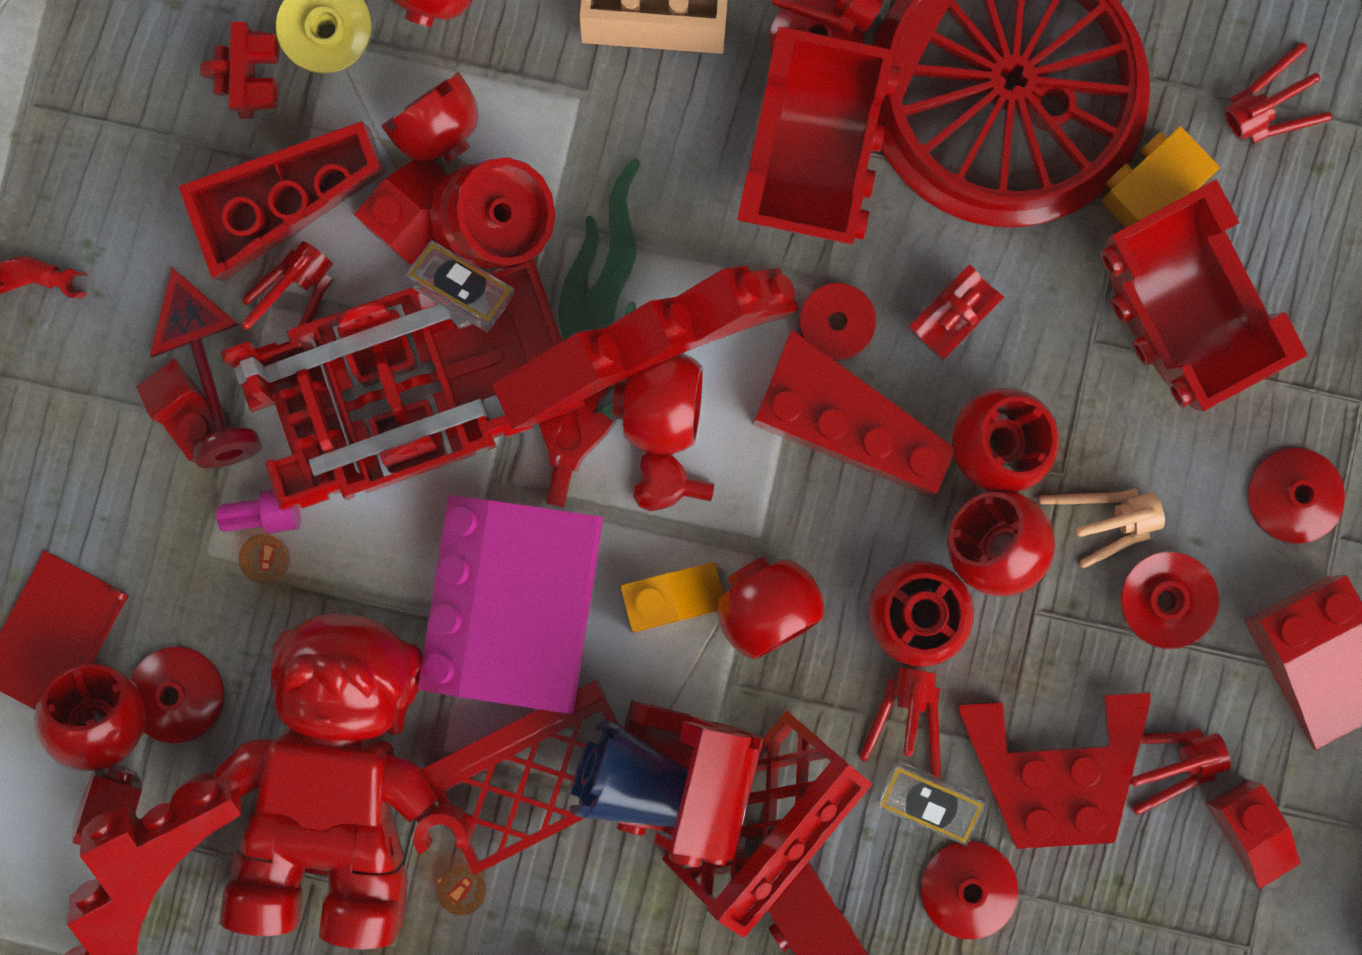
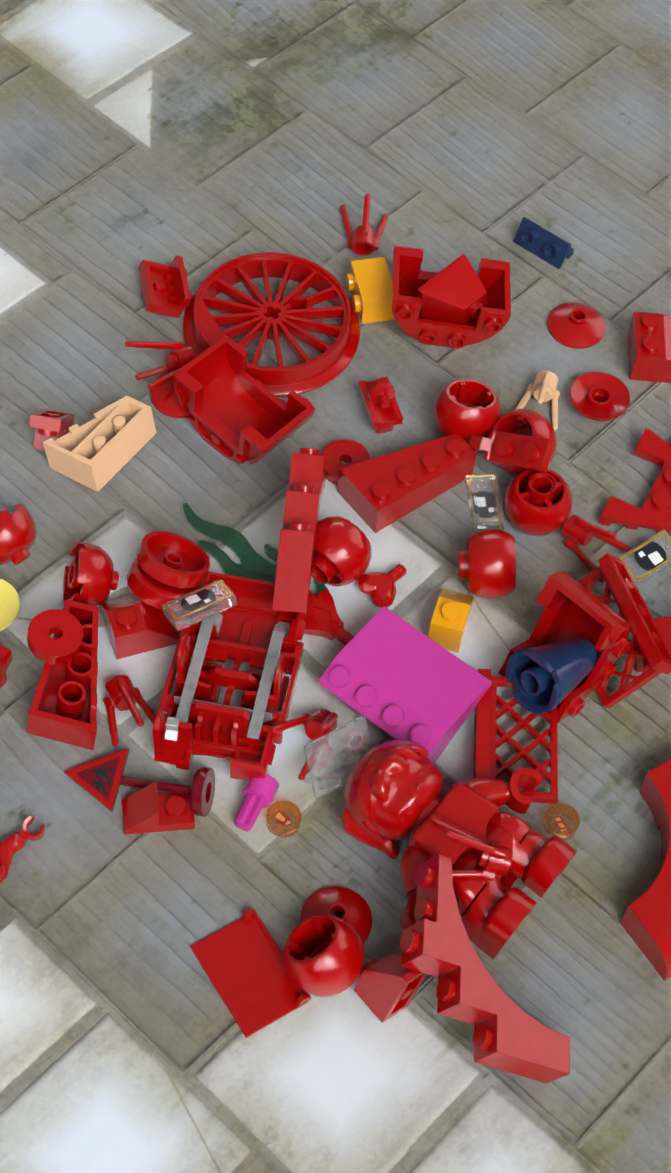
camera: 70 degrees left, 30 degrees down
(272, 141) = (55, 622): none -> red piece
(286, 857) = (491, 854): none -> red plant
(347, 574) = (335, 755): none -> clear hinge
(399, 530) = (315, 726): none -> red plant
(889, 539) = (484, 502): none -> clear tile
(959, 546) = (514, 450): none -> red hinge
(1196, 311) = (453, 294): none -> red slope

